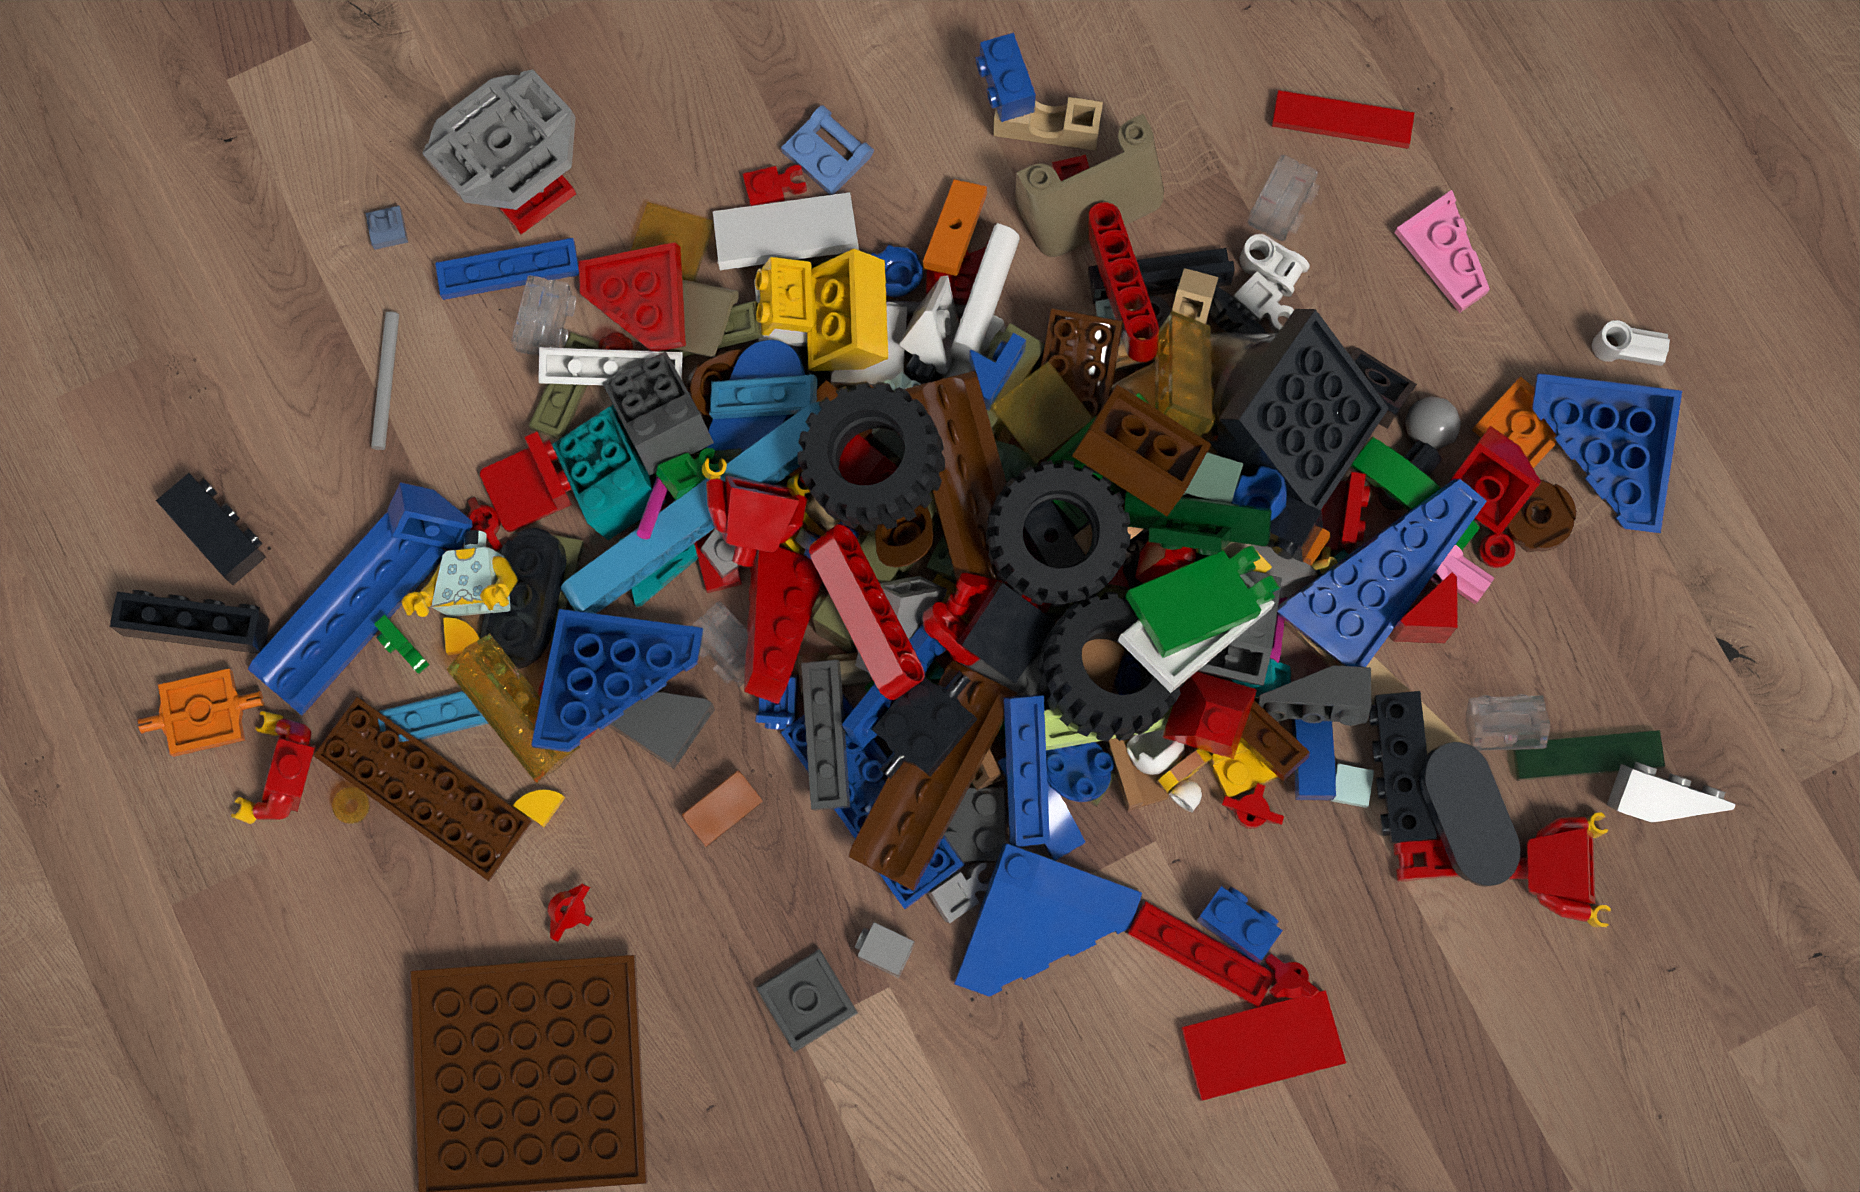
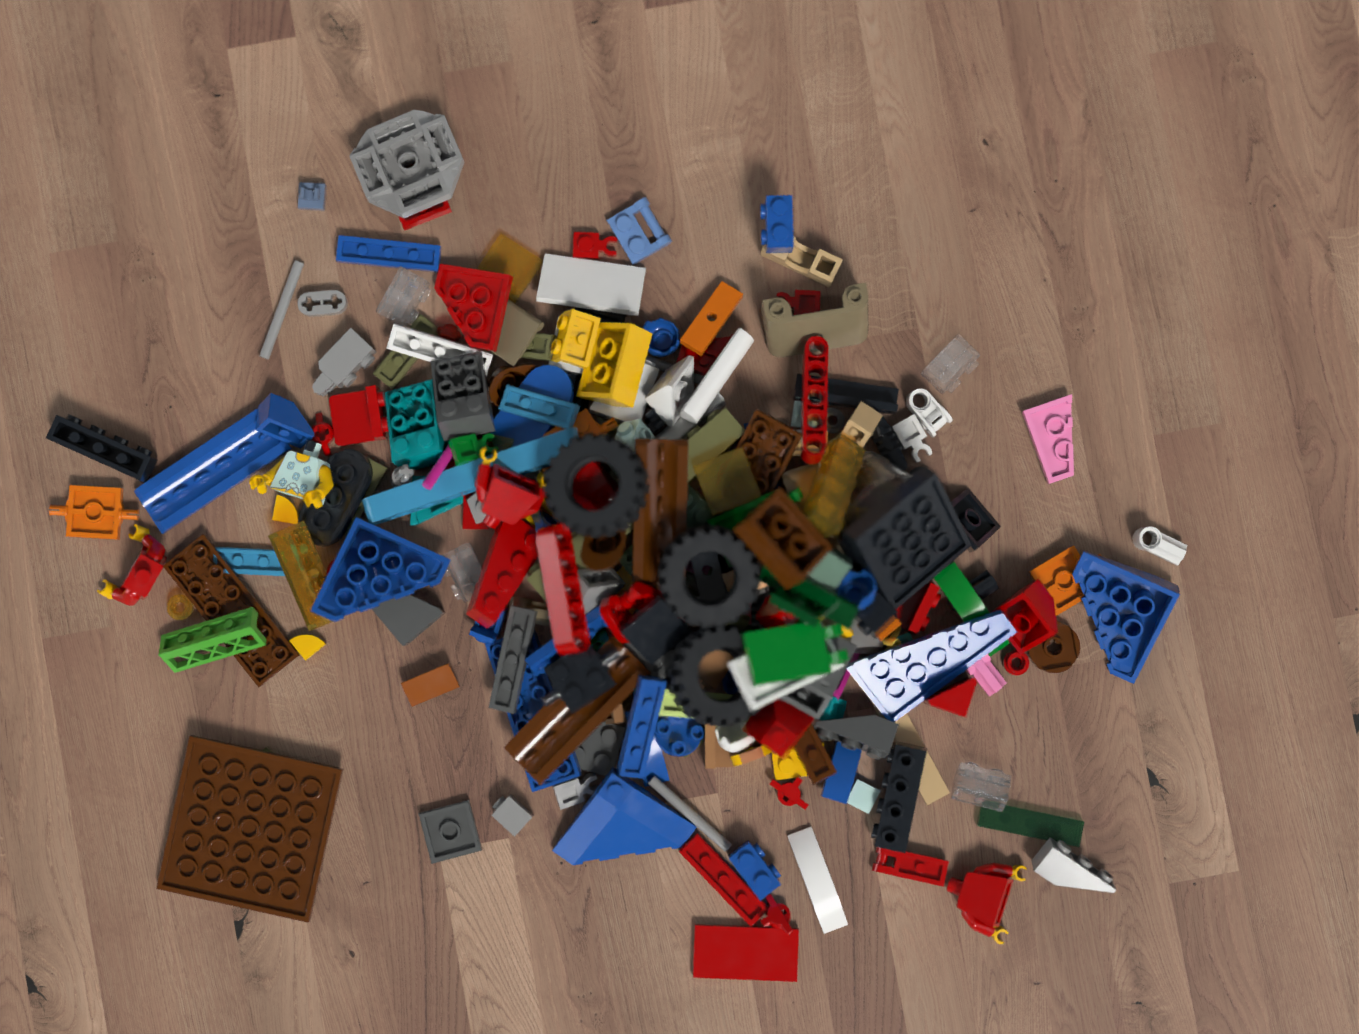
camera: 15 degrees right, 10 degrees up
(212, 527) = (134, 383): black brick -> none
(394, 640) = (239, 500): green plate -> none
(399, 829) = (207, 637): none -> bright green fence
(440, 364) = (322, 297): none -> light grey beam
(485, 421) = (343, 362): none -> light grey hinge
(574, 913) = (306, 724): red piece -> none
(605, 537) = (401, 476): none -> light grey axle
(994, 375) = (699, 447): blue slope -> none
(1126, 877) = (689, 813): none -> light grey bar
(1187, 795) = (748, 770): white hinge -> none
(1330, 916) = (817, 879): none -> white slope
(1343, 119) = (1013, 316): red tile -> none
(1433, 422) = (1002, 559): light grey hair -> none
(1470, 814) = (933, 844): black tile -> none

